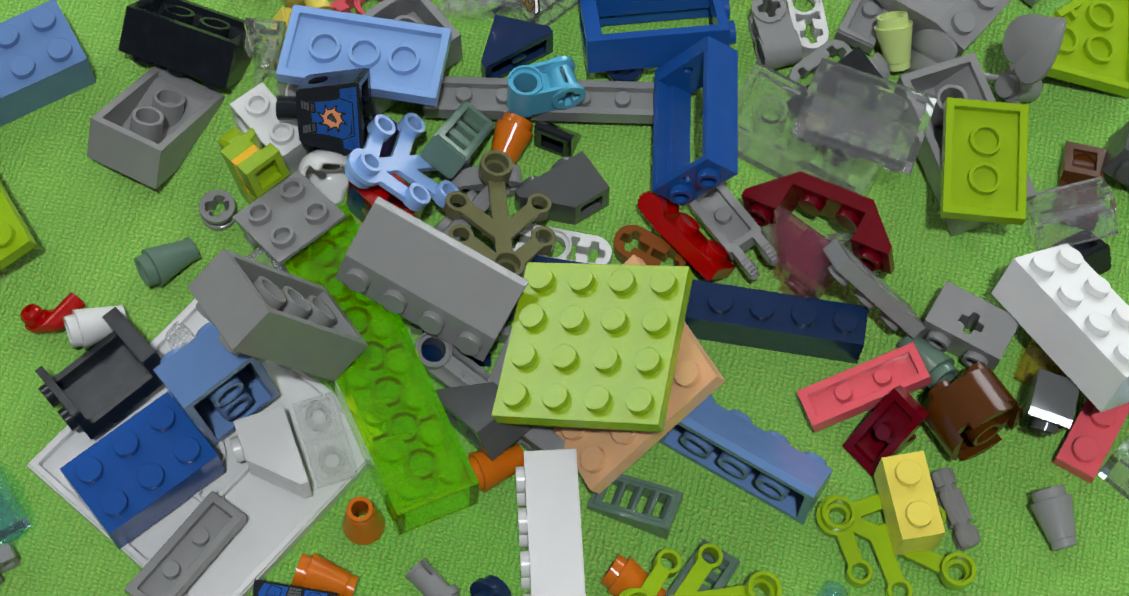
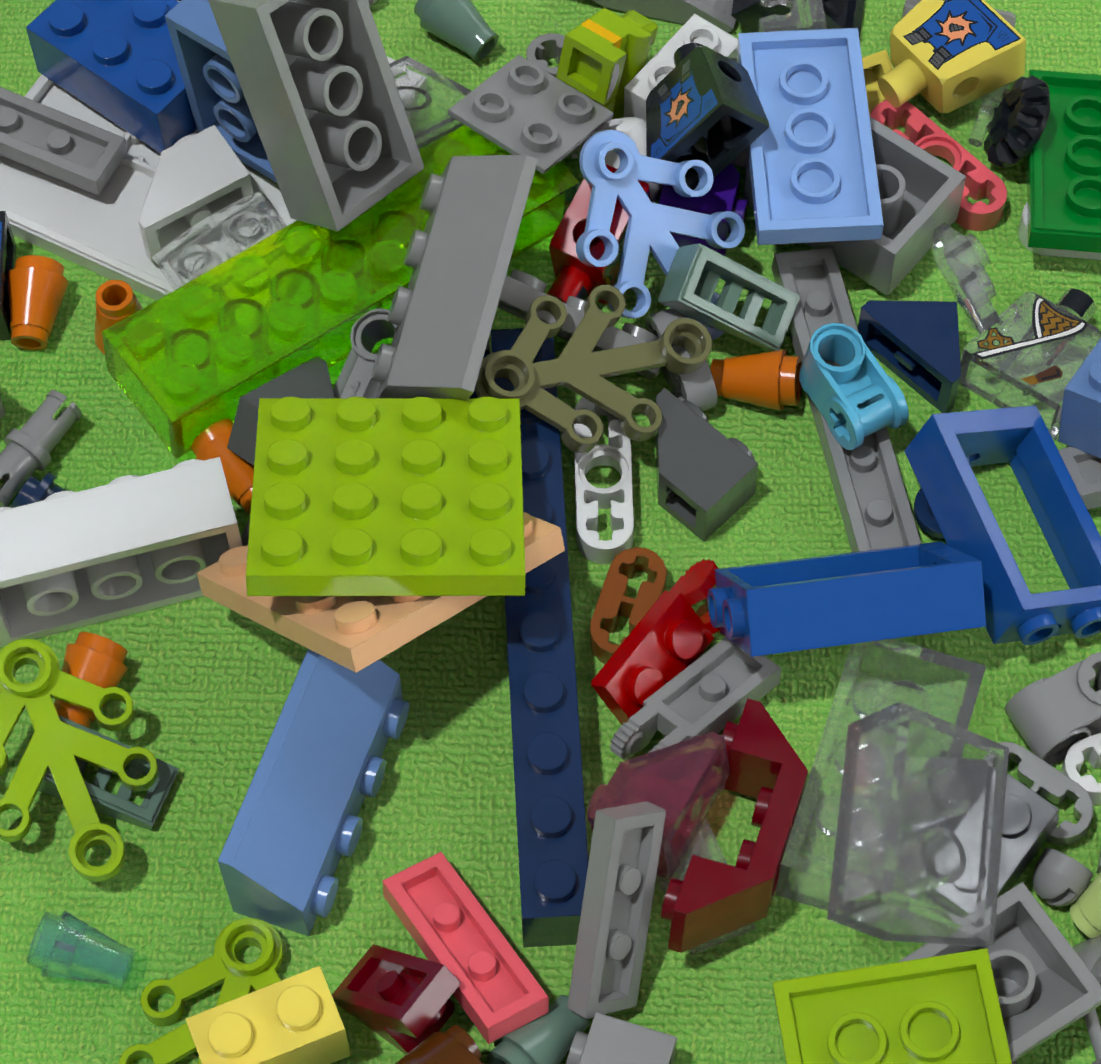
camera: 80 degrees right, 5 degrees down
(555, 138) = (792, 441): black slope -> none
(643, 521) = (209, 709): sand green slope -> none

